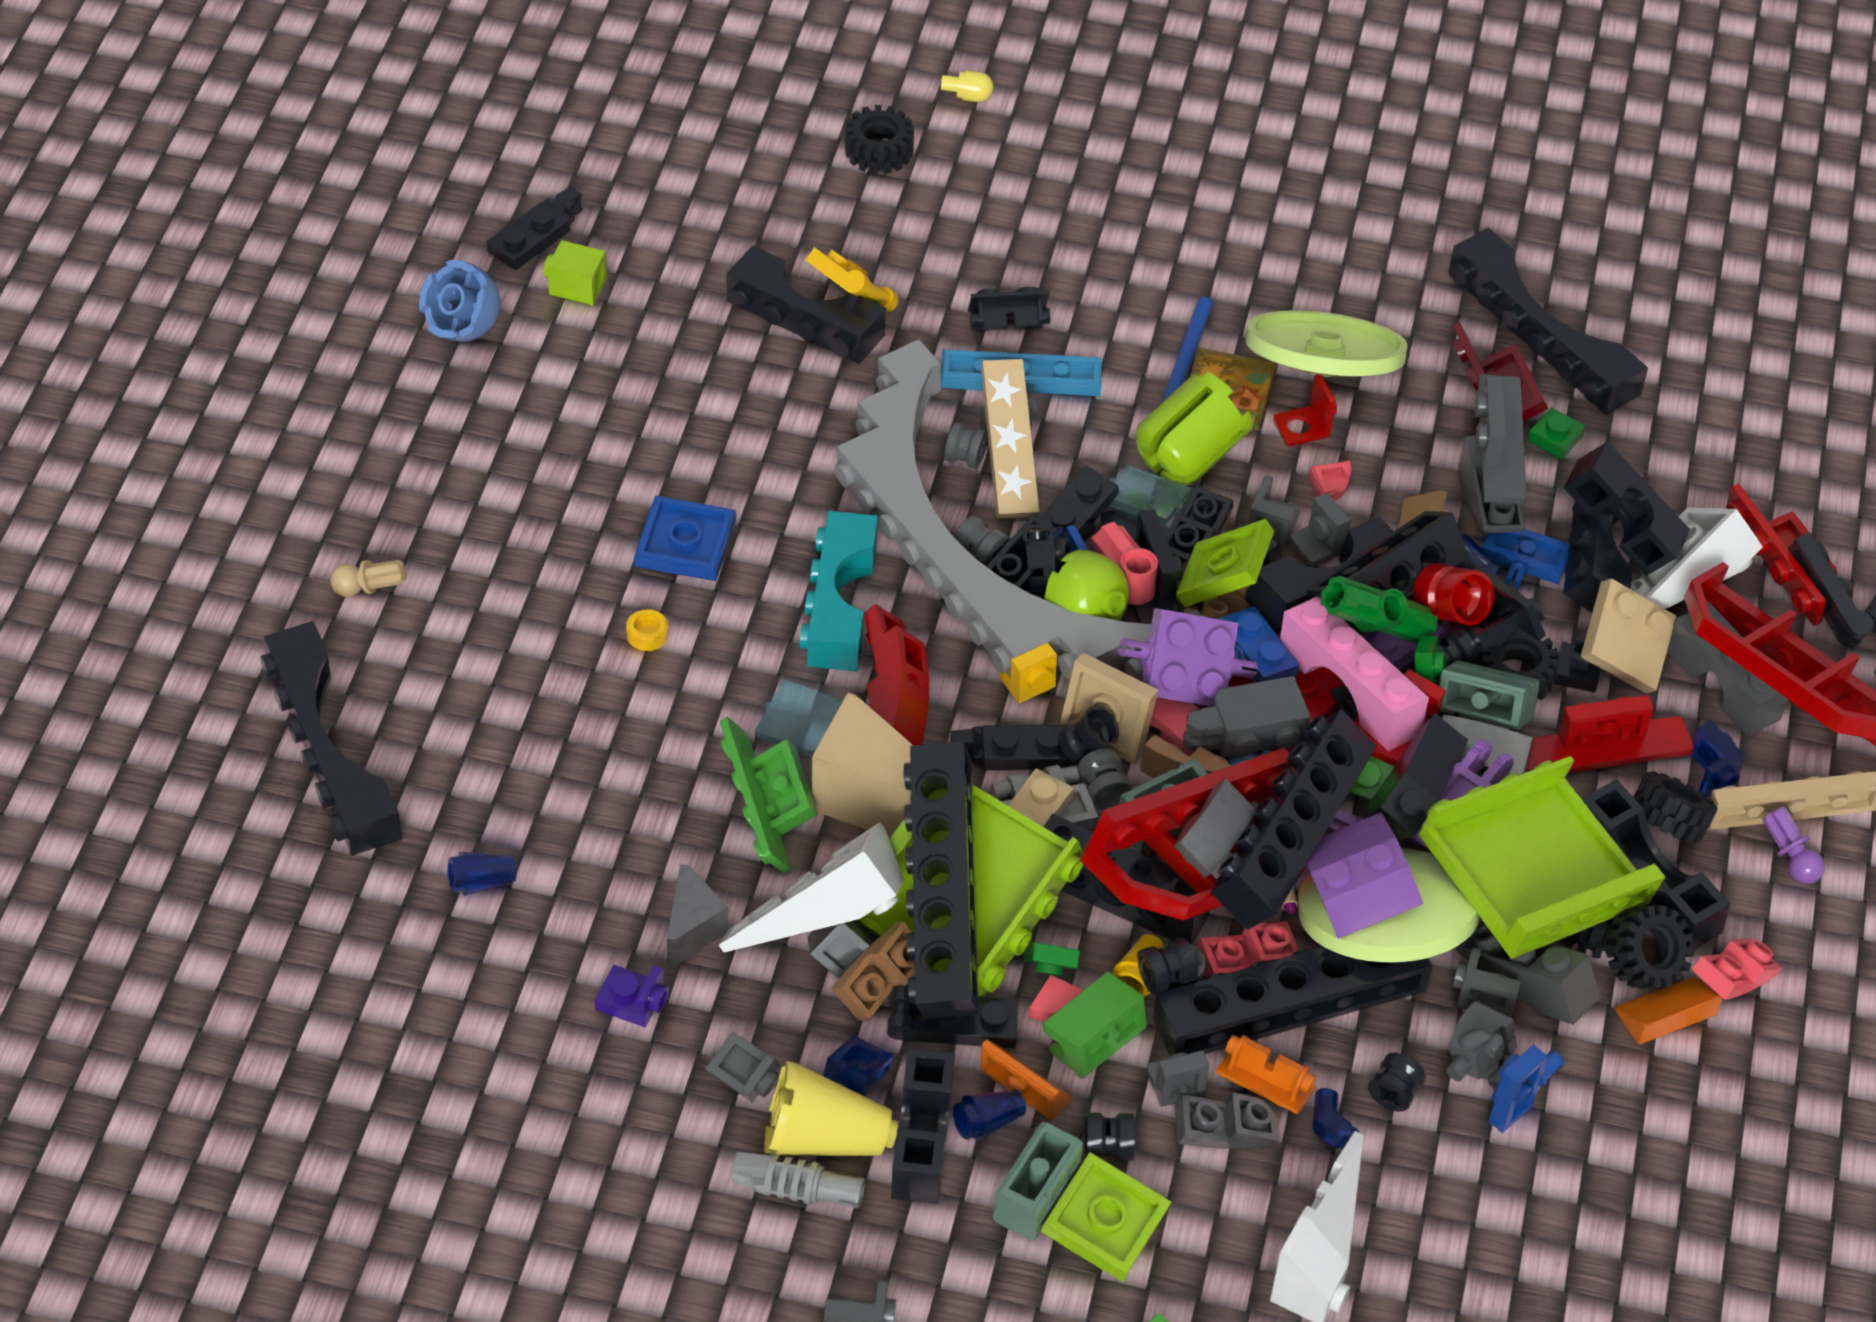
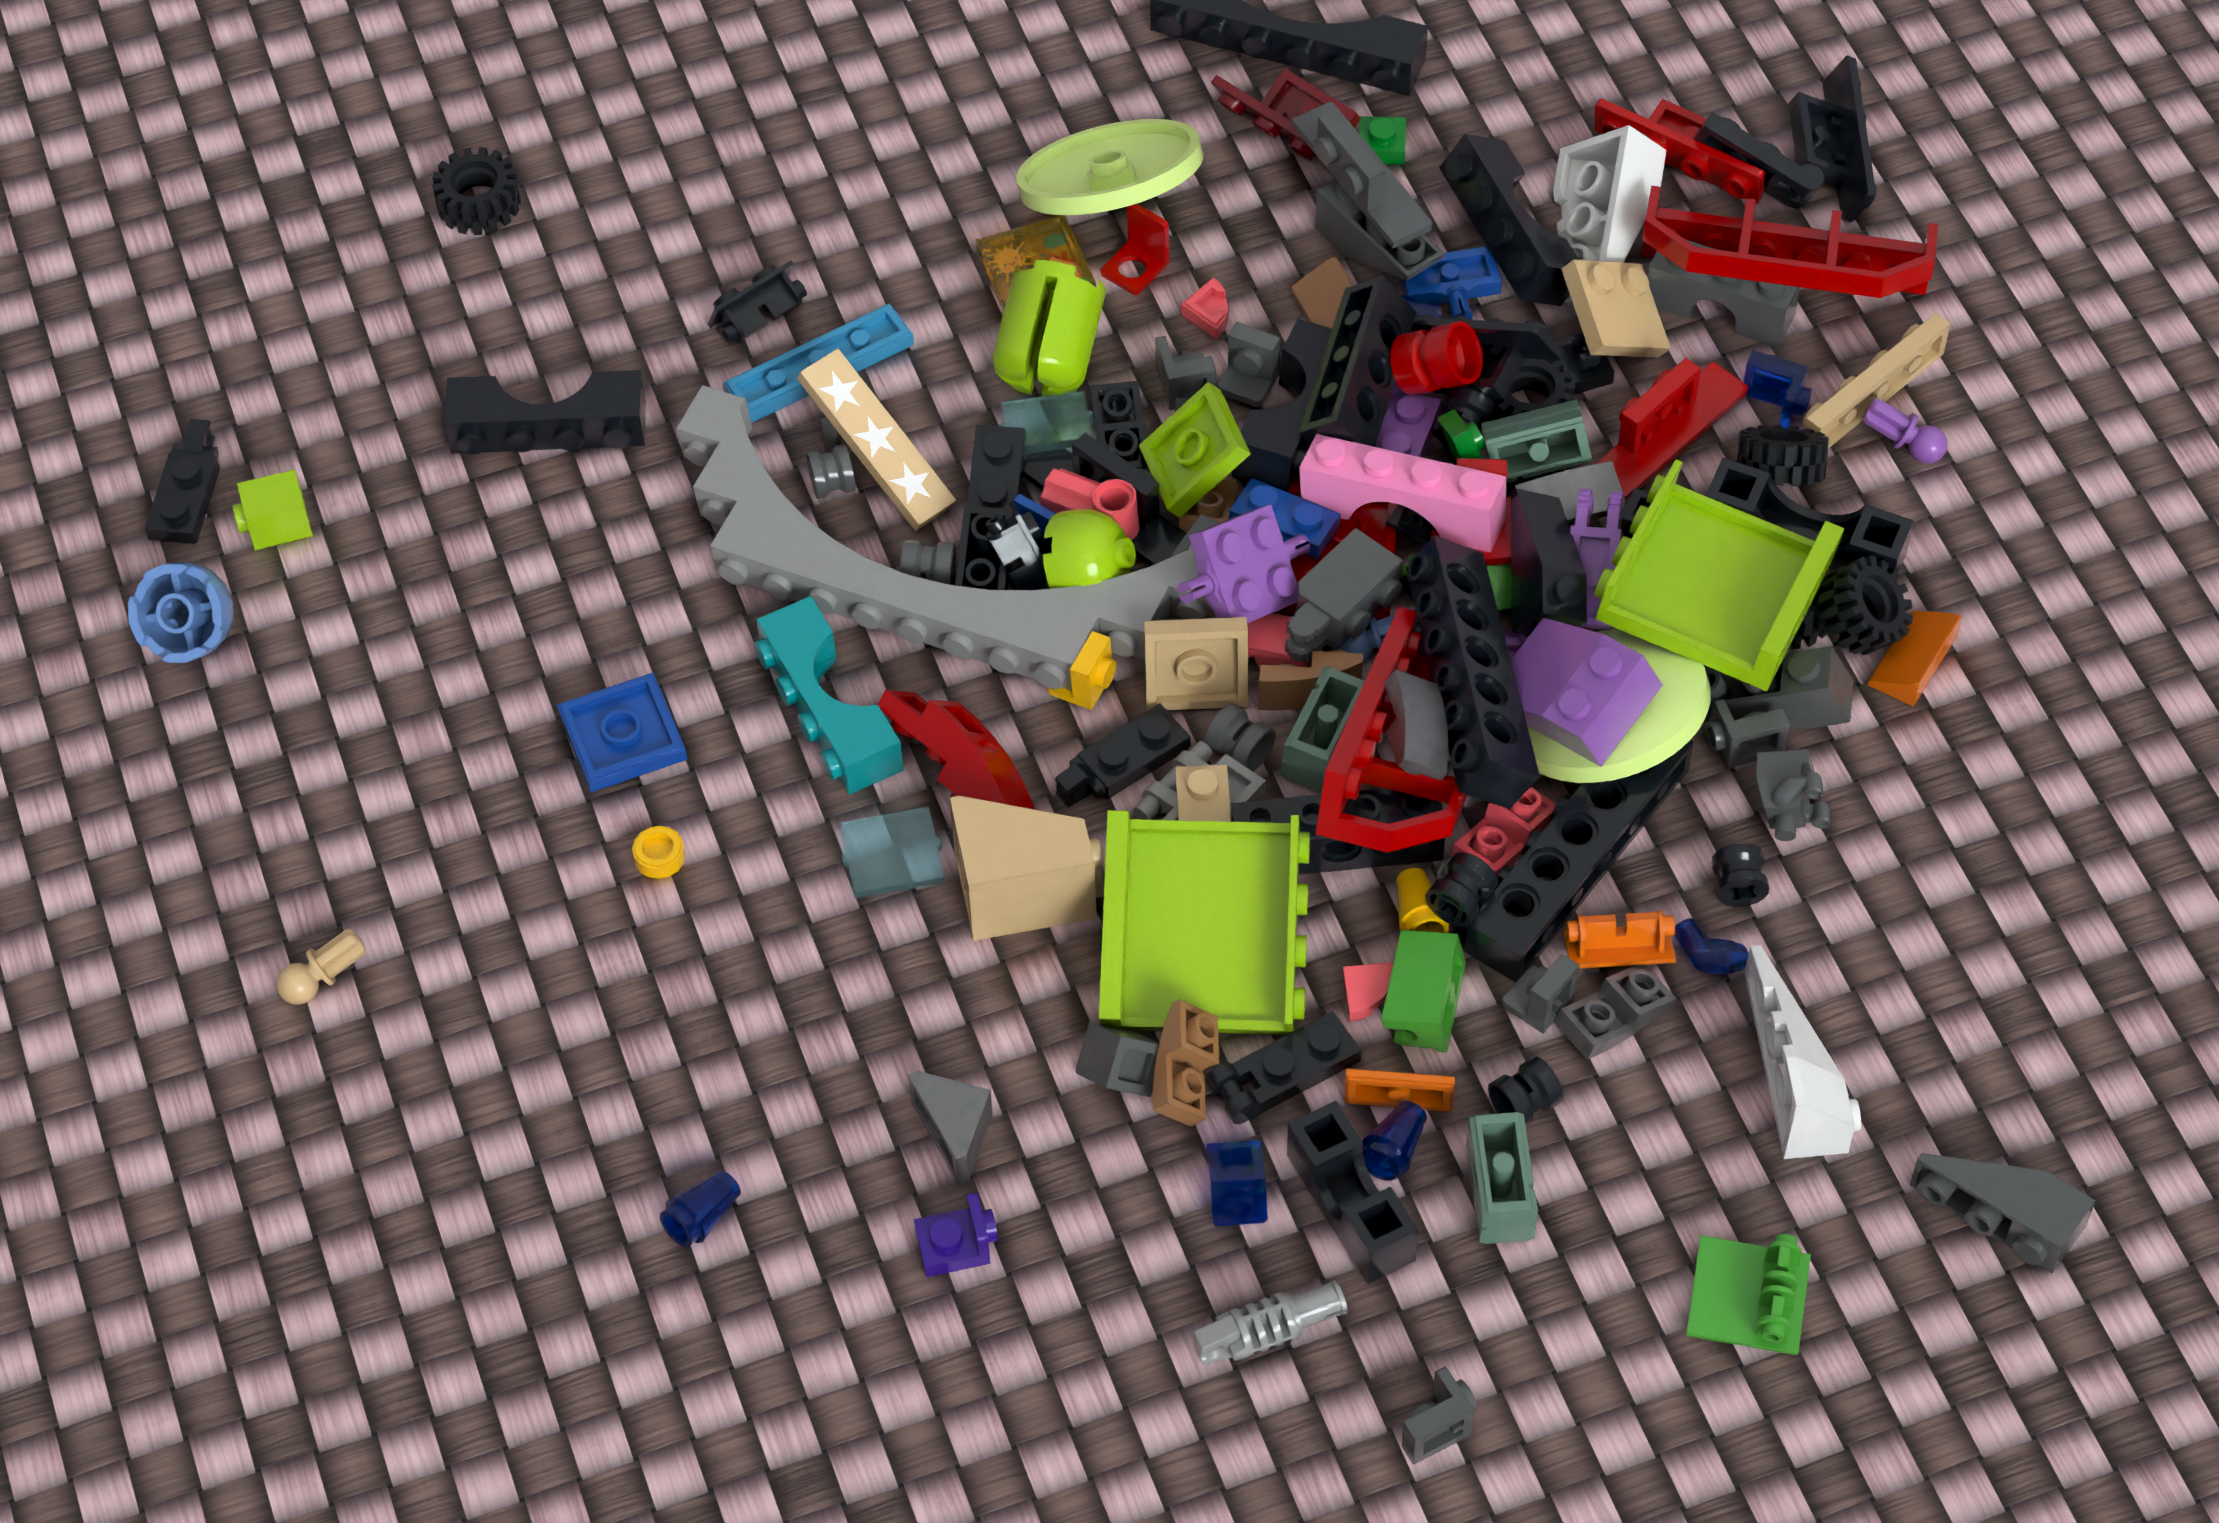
camera: 30 degrees left, 5 degrees up
(359, 800) = (516, 1212): black arch -> none
(744, 1068) = (1131, 1243): dark grey bracket -> none
(772, 789) = (929, 940): bright green bracket -> none
(824, 1118) = (1248, 1246): light yellow cone -> none
(851, 885) = (1099, 1002): white wedge -> none
(852, 278) = (572, 356): yellow plate -> none
(955, 989) = (1125, 817): black brick -> none
(969, 85) = (521, 83): light yellow cylinder -> none
(1051, 958) = (1337, 949): green plate -> none
(1085, 734) = (1198, 699): black wheel -> none
(1105, 1216) = (1584, 1173): lime plate -> none
(1189, 345) = (968, 256): blue bar -> none
(1378, 610) = (1389, 415): green piece -> none
(1520, 1083) = (1857, 811): blue plate -> none
(1650, 527) = (1500, 164): black arch -> none
(1738, 968) = (1949, 578): coral slope -> none

